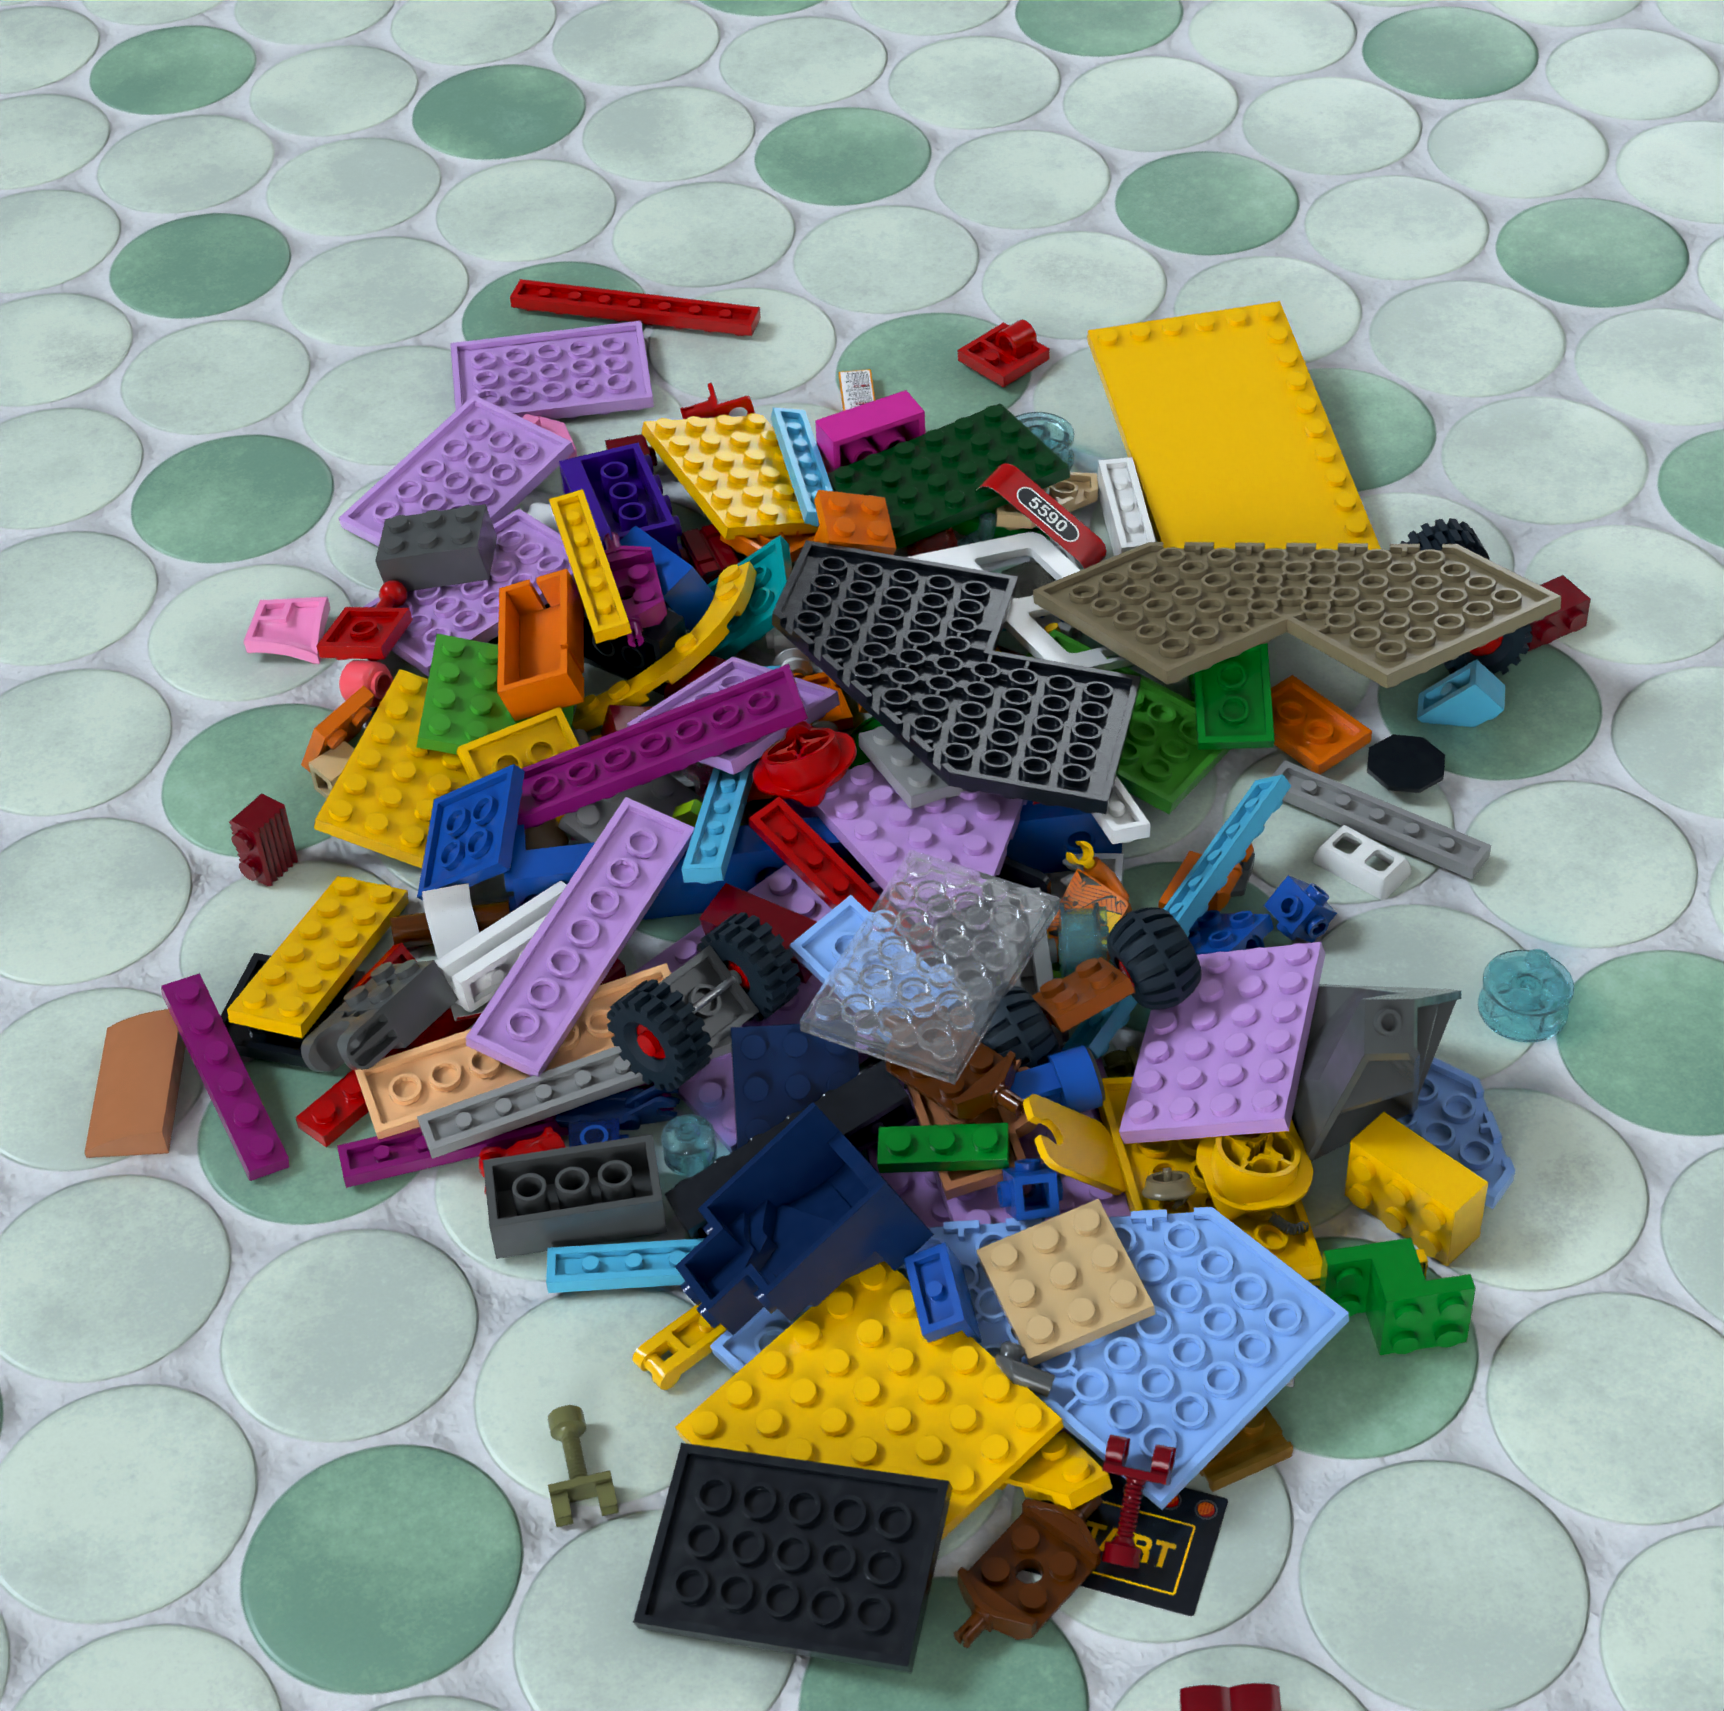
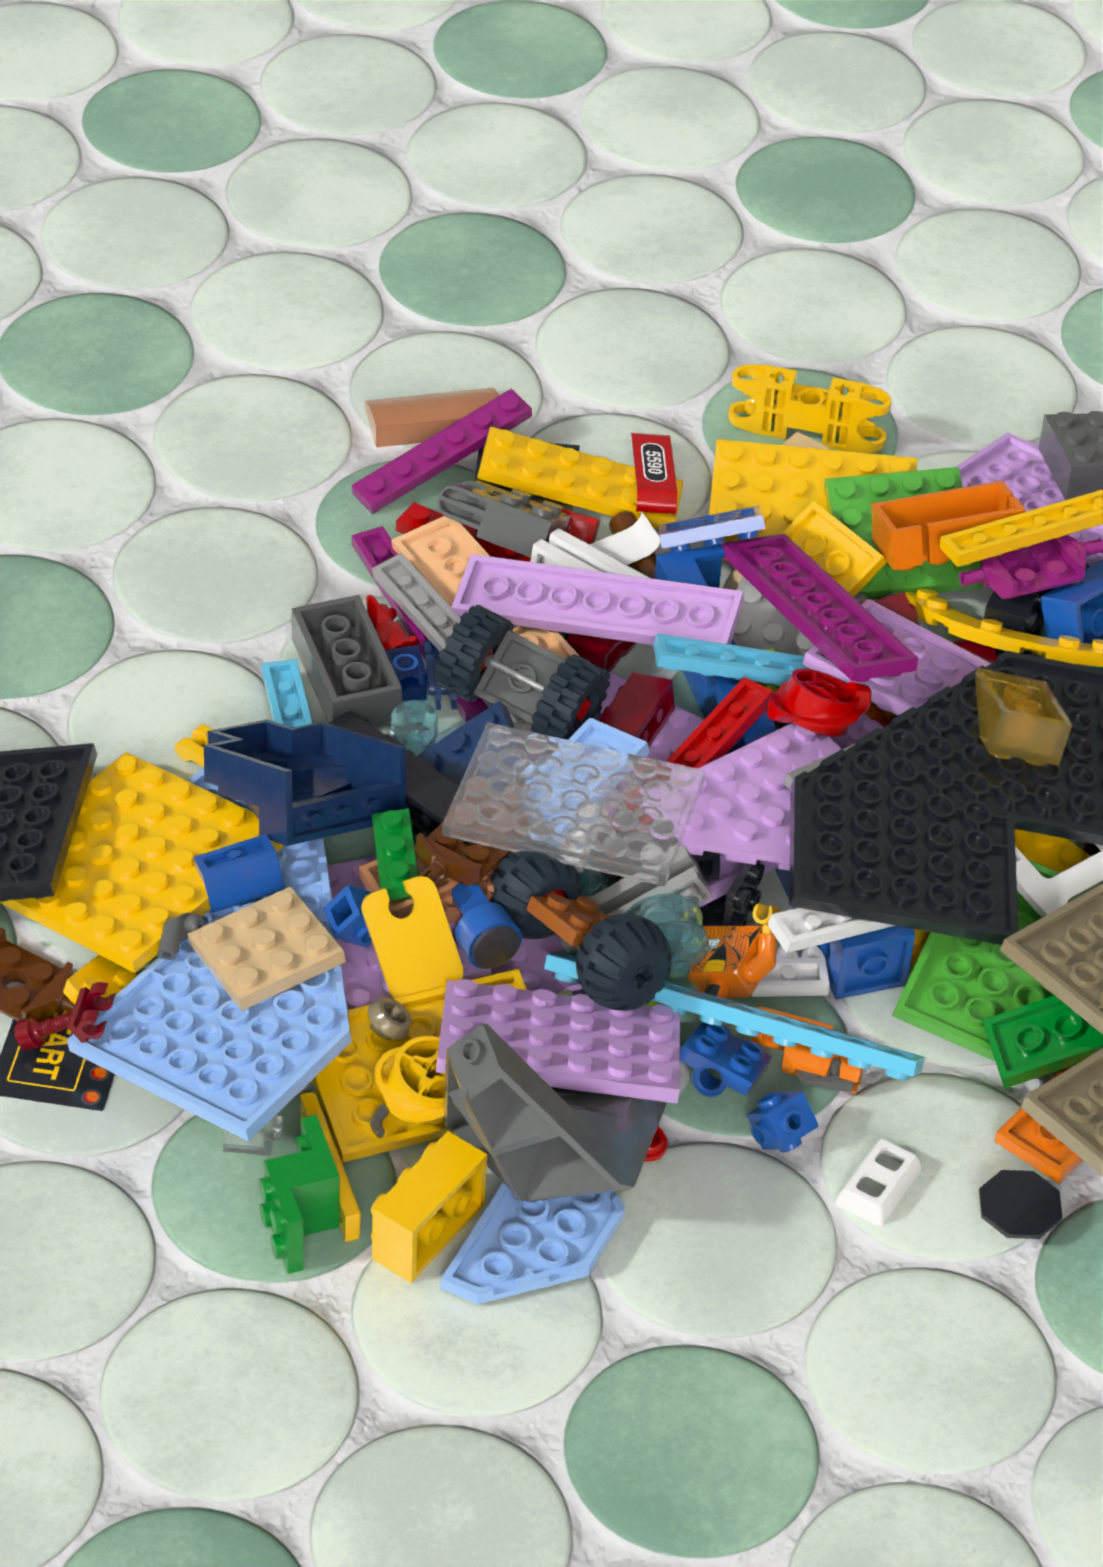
camera: 75 degrees right, 0 degrees up
(262, 758) = (809, 408): none -> yellow piece
(263, 840) = (697, 421): dark red brick -> none
(288, 627) = (980, 399): bright pink plate -> none
(324, 887) = (654, 473): none -> red sticker
(340, 725) = (840, 435): orange plate -> none
(368, 630) = (976, 436): red plate -> none
(371, 674) = (924, 448): coral head -> none
(567, 1425) = (73, 726): olive bar -> none
(877, 611) = (1020, 718): none -> clear yellow slope
(1250, 1451) = (153, 1117): pearl gold plate -> none
(1384, 821) = (935, 1188): light grey plate -> none
(1525, 995) = (709, 1305): clear light blue wheel -> none

